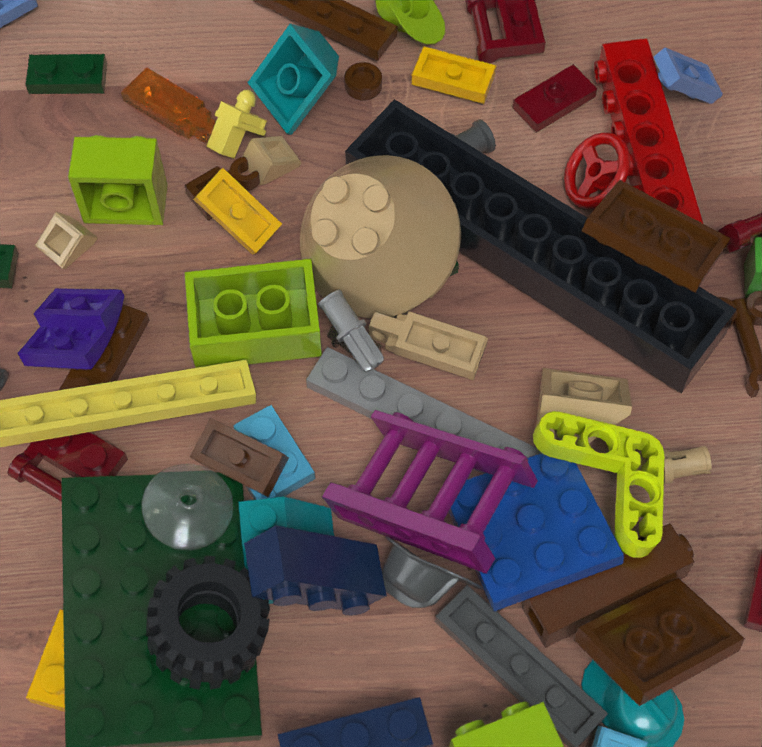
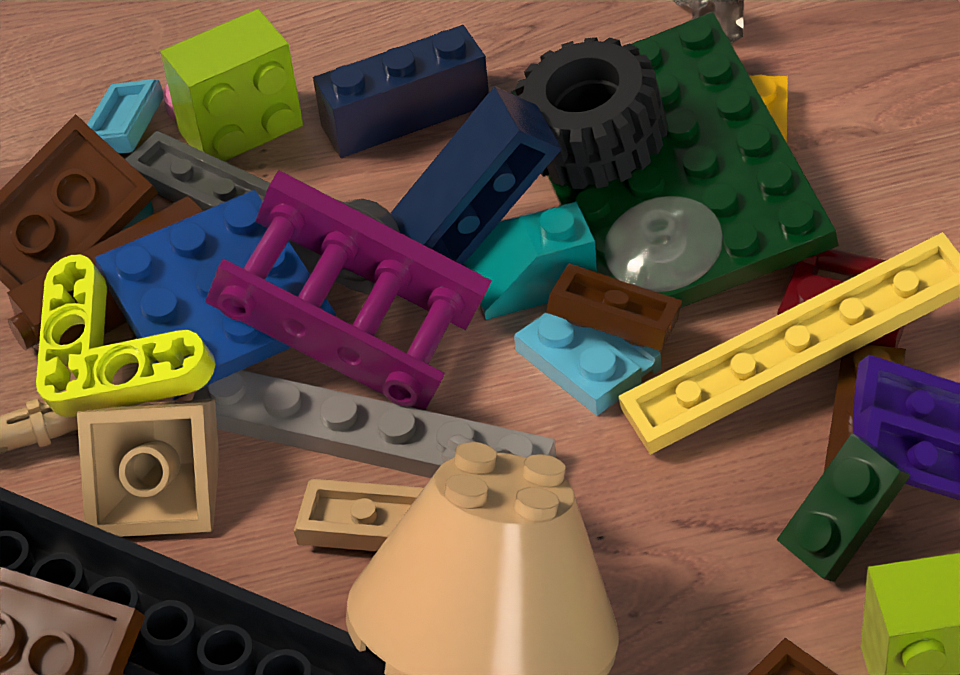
camera: 175 degrees right, 15 degrees down
(141, 276) = (843, 507): none -> dark green plate
(237, 211) = (731, 637): yellow plate -> none
(253, 313) = (663, 480): lime brick -> none

